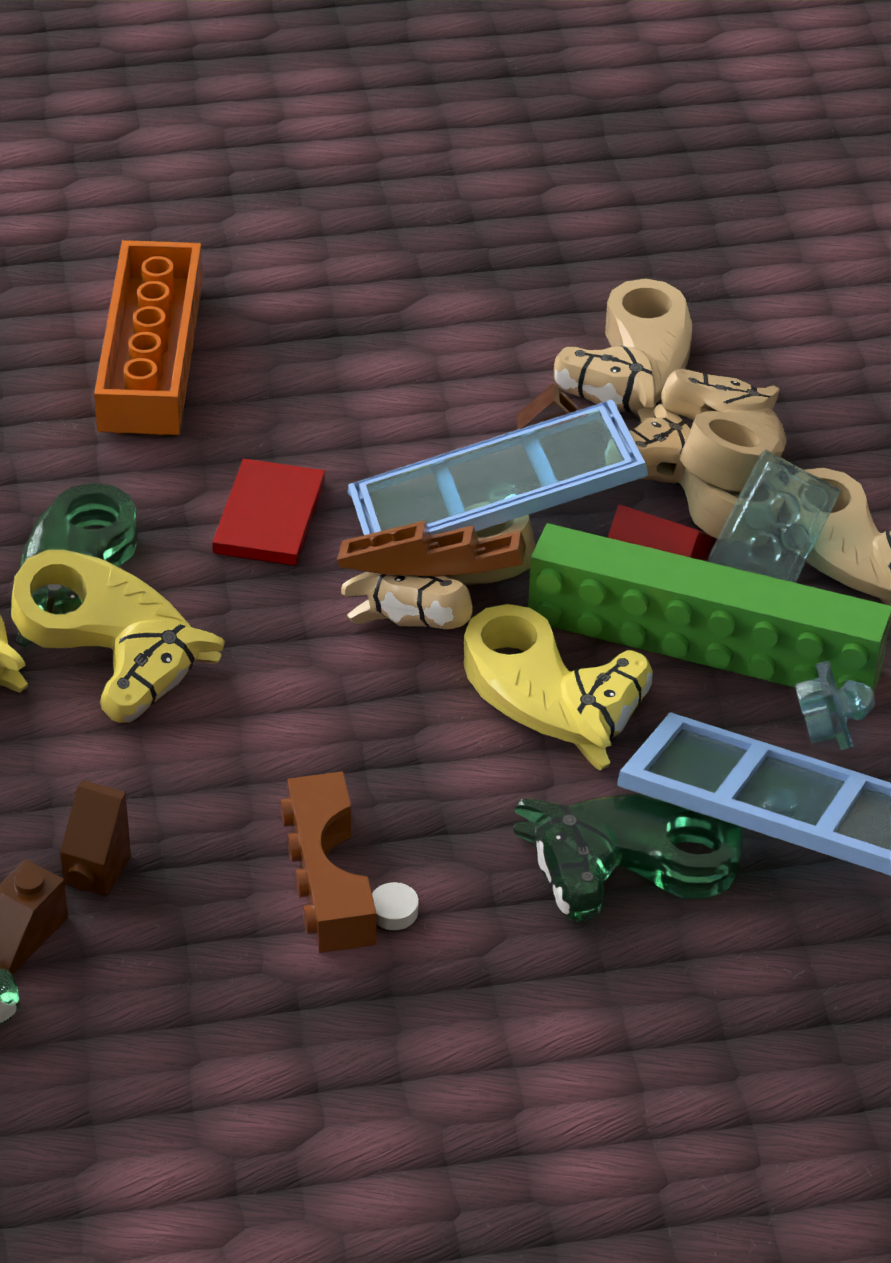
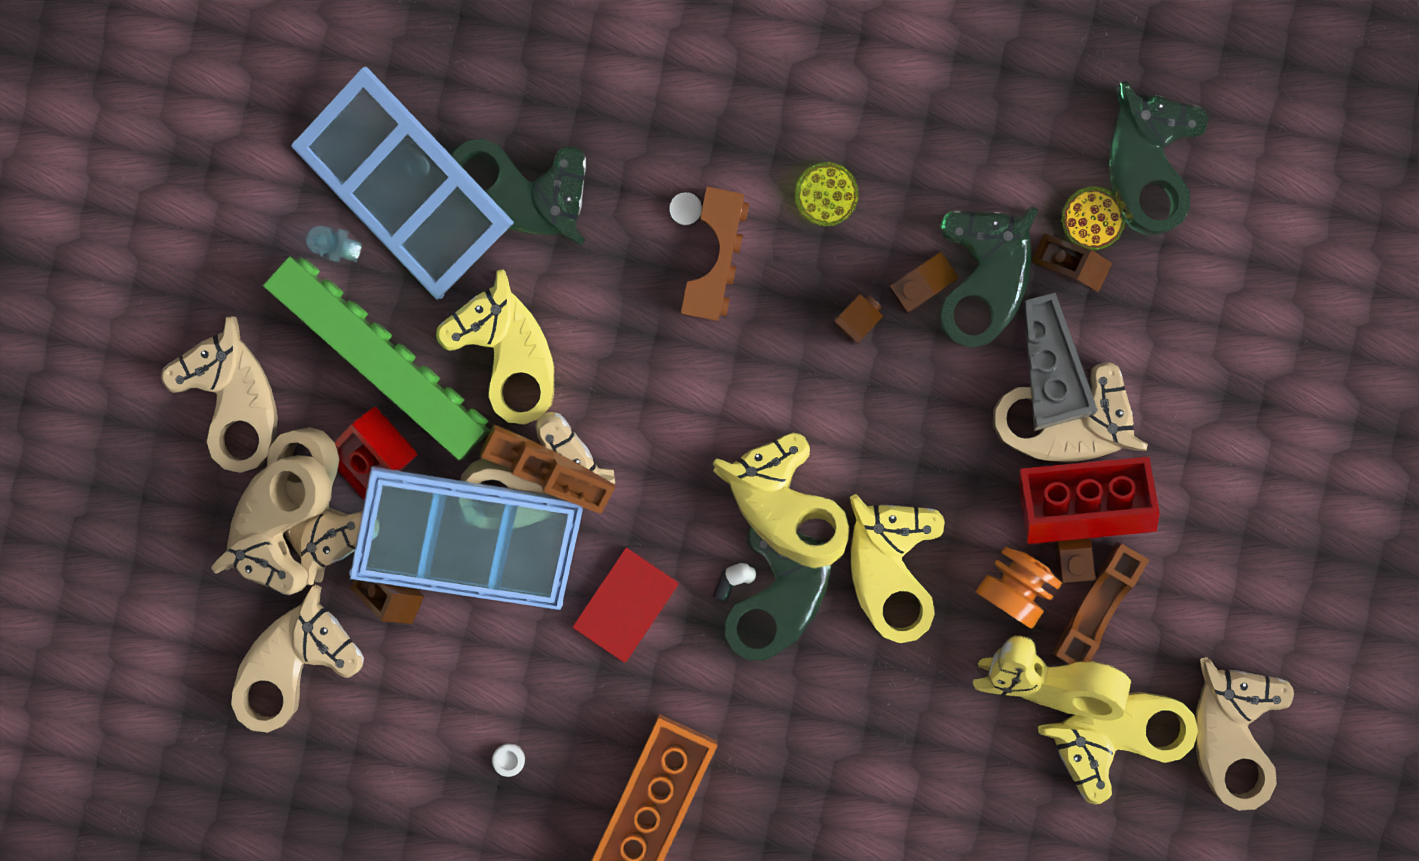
camera: 160 degrees left, 45 degrees up
(151, 565) = (733, 576): none -> arm
(202, 987) = (826, 194): none -> clear neon green tile
(339, 354) = (508, 759): none -> white tile
(775, 520) = (295, 413): clear light blue plate -> none

